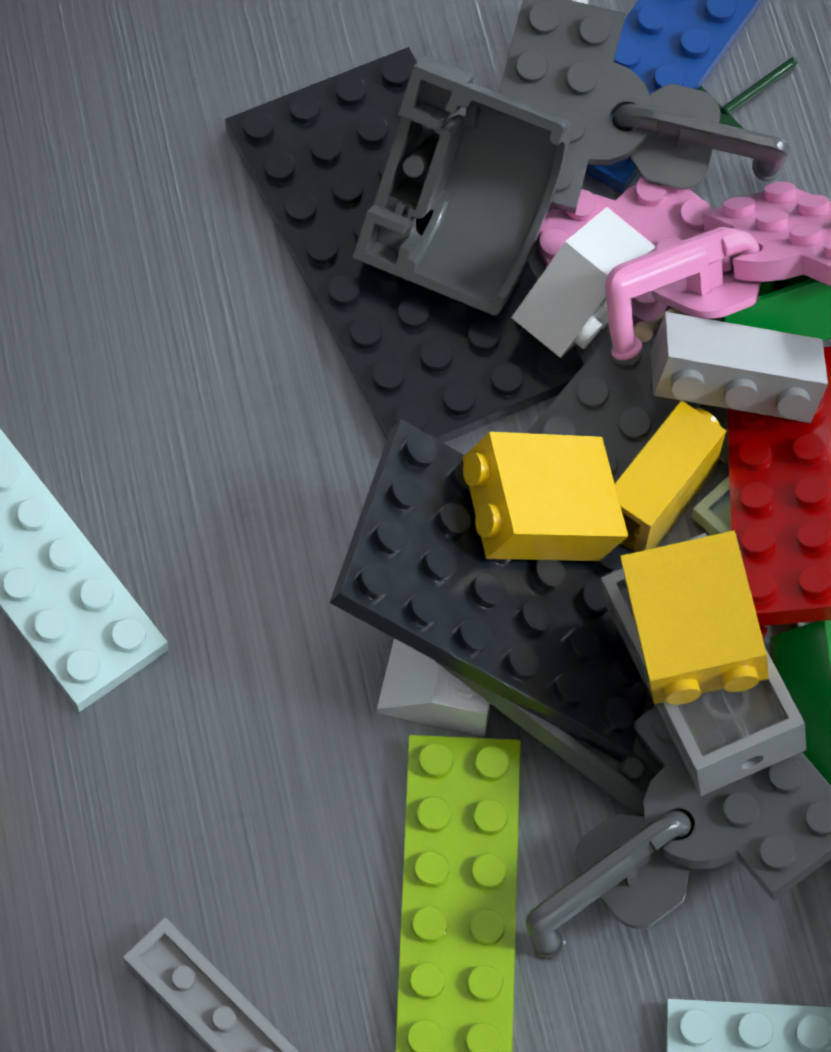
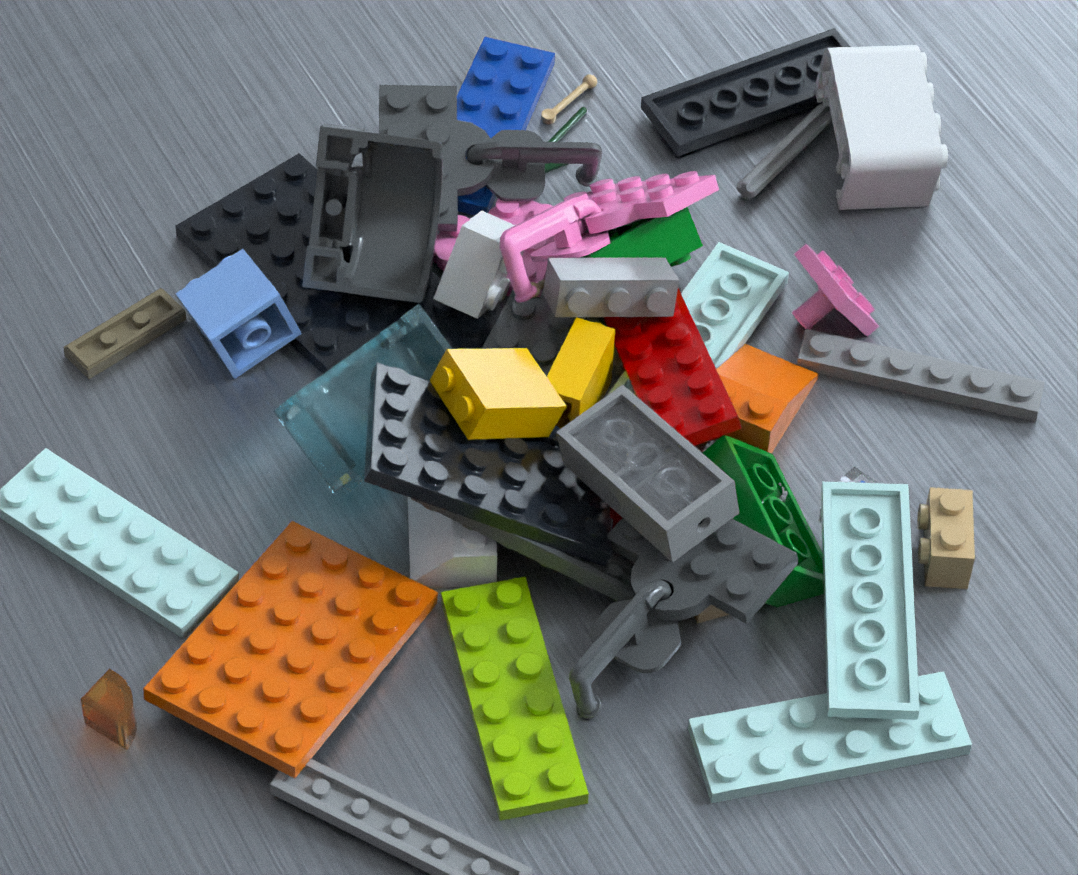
camera: 15 degrees left, 15 degrees down
(123, 258) = (124, 333): none -> dark tan tile
(203, 769) = (291, 648): none -> orange plate
(262, 273) = (239, 313): none -> light blue slope
(335, 450) = (332, 411): none -> clear light blue windscreen
(695, 618) = (634, 431): yellow brick -> none
(746, 59) = (548, 115): none -> tan hinge

